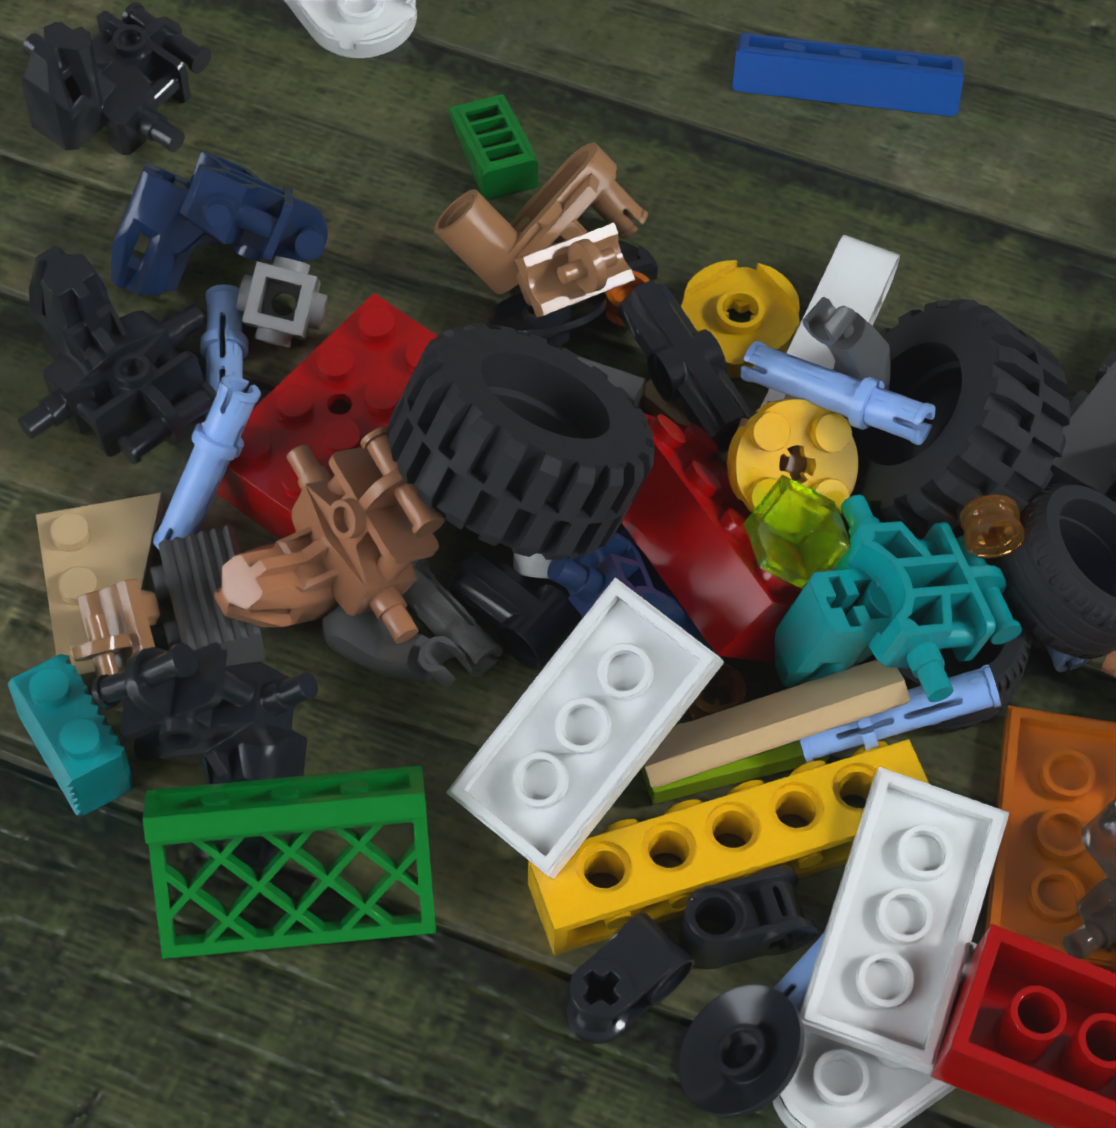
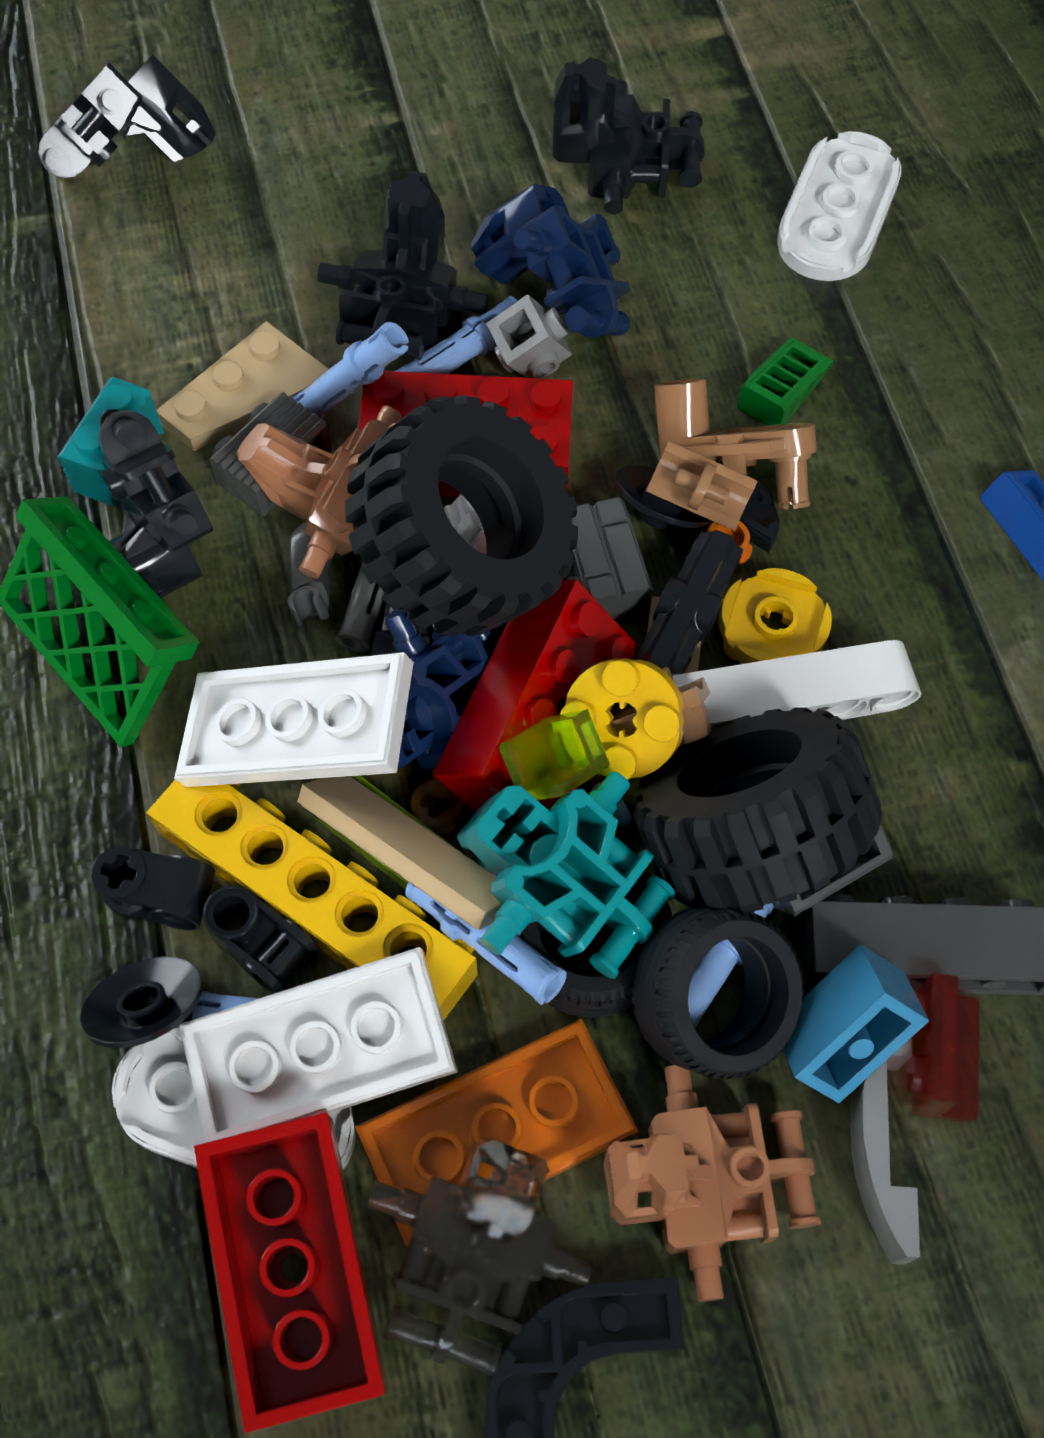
camera: 55 degrees right, 5 degrees up
(116, 626) = (186, 413): medium nougat hips -> none
(851, 340) = (738, 689): dark grey arm -> none
(862, 401) = (694, 720): light blue pin -> none
(992, 526) = (676, 892): clear orange bush -> none

